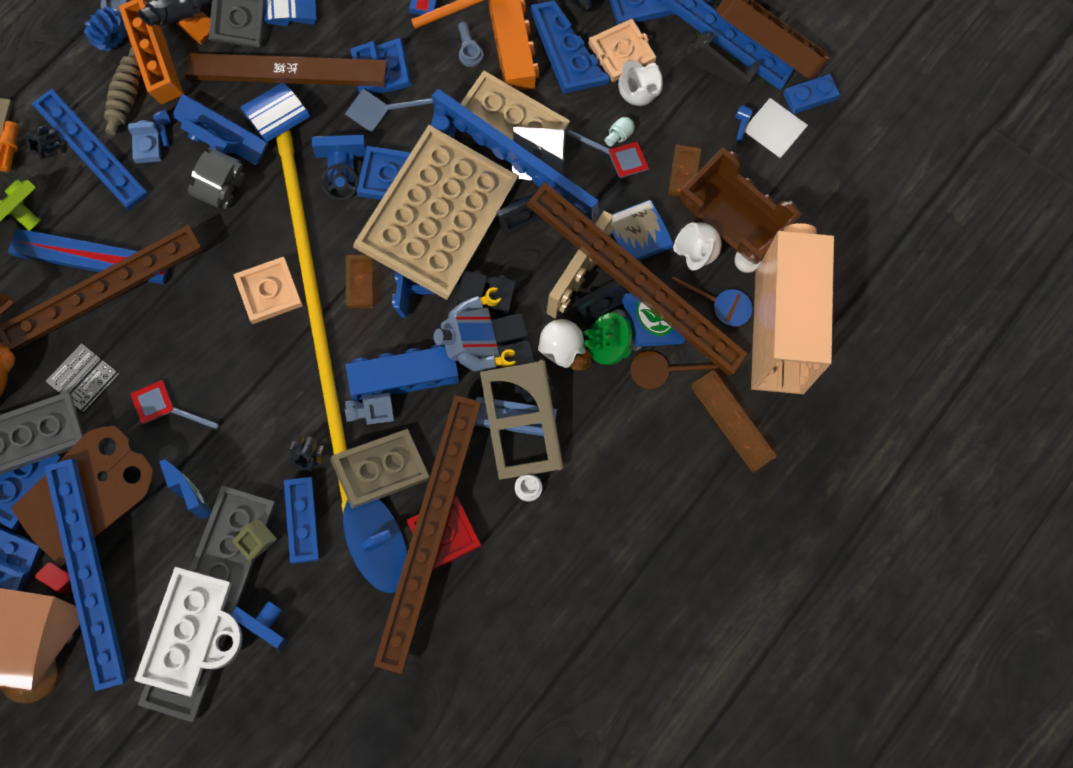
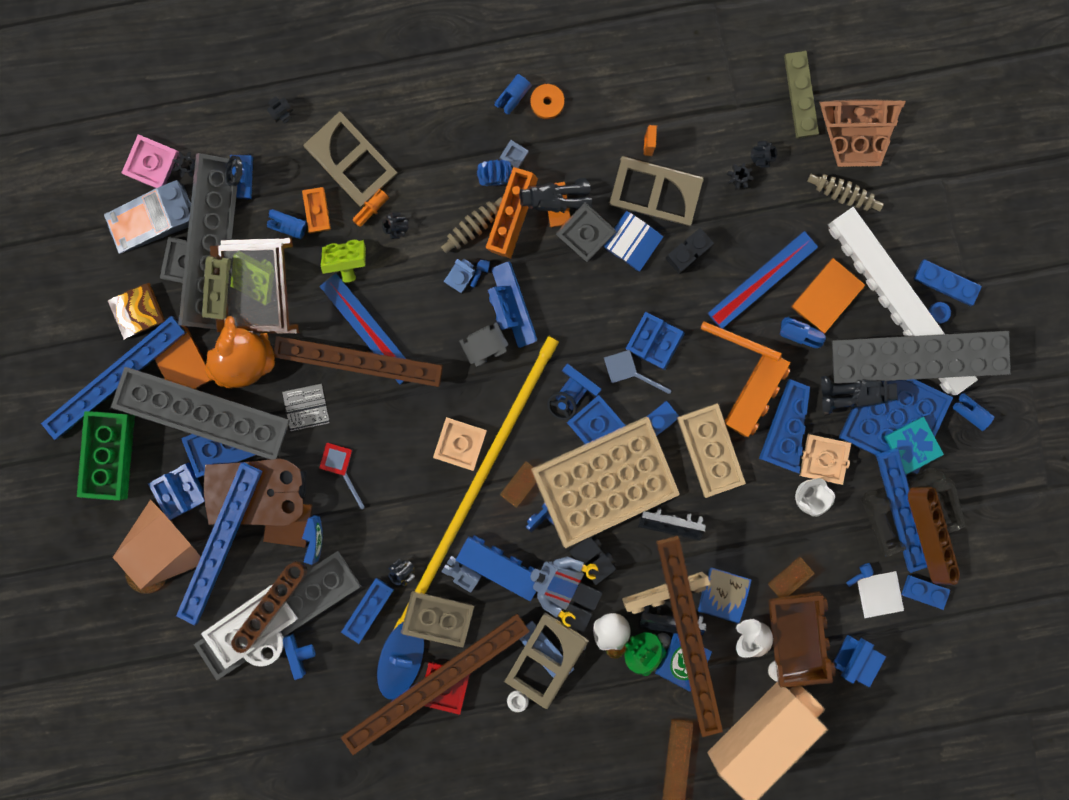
camera: 45 degrees right, 15 degrees up
(55, 578) = (199, 531): red slope -> none
(90, 149) = (422, 249): blue tile -> none
(155, 508) = (291, 533): none -> reddish brown tile
(193, 600) = (264, 616): none -> reddish brown beam
(253, 540) = (330, 602): olive slope -> none
(275, 111) = (559, 321): slope -> none
(286, 69) = (590, 296): reddish brown tile -> none
(470, 52) = (722, 379): sand blue plate -> none
(519, 157) = (686, 494): blue plate -> none
(543, 143) = (704, 493): plate -> none
(620, 131) = (774, 515): light aqua cylinder -> none
(626, 158) = (762, 536): piece -> none
(652, 370) = (656, 690): reddish brown piece -> none
(730, 307) = (741, 690): blue piece -> none
(810, 187) = (858, 661): none -> blue plate

